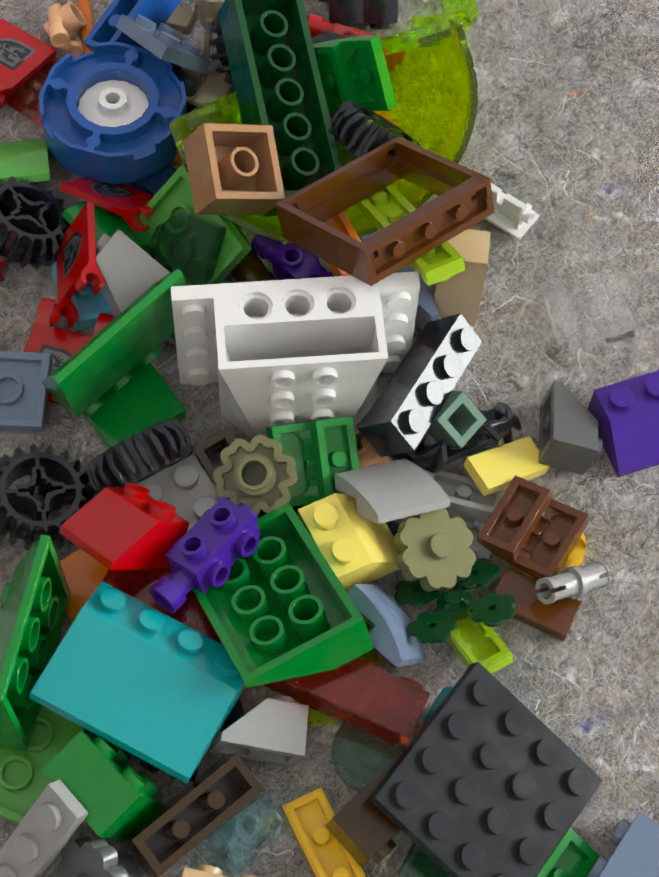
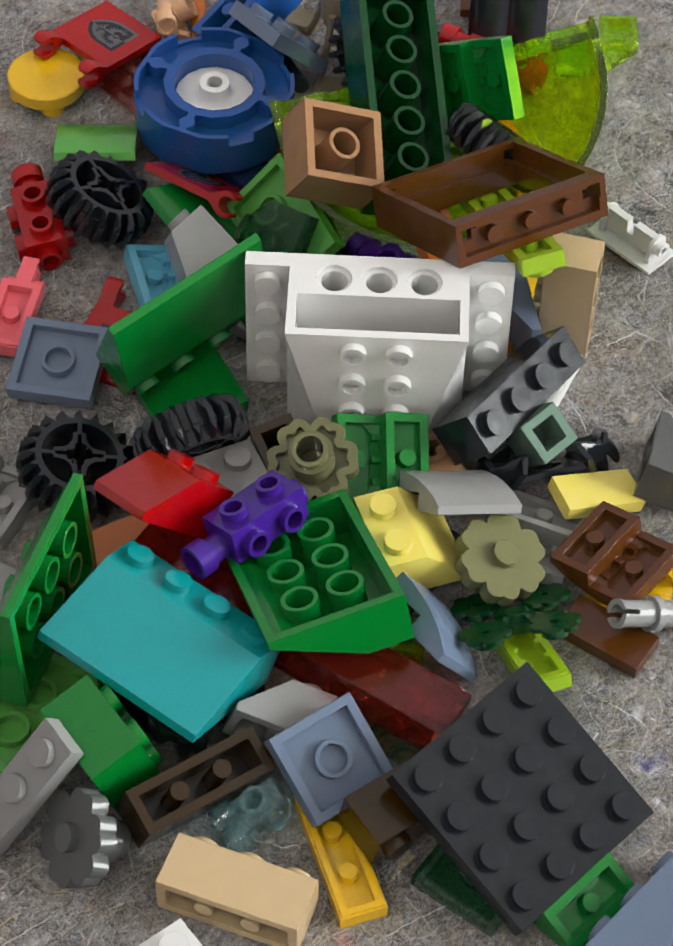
camera: 10 degrees right, 10 degrees down
(76, 265) = (149, 240): red flag -> none
(312, 774) = (328, 757): none -> sand blue plate

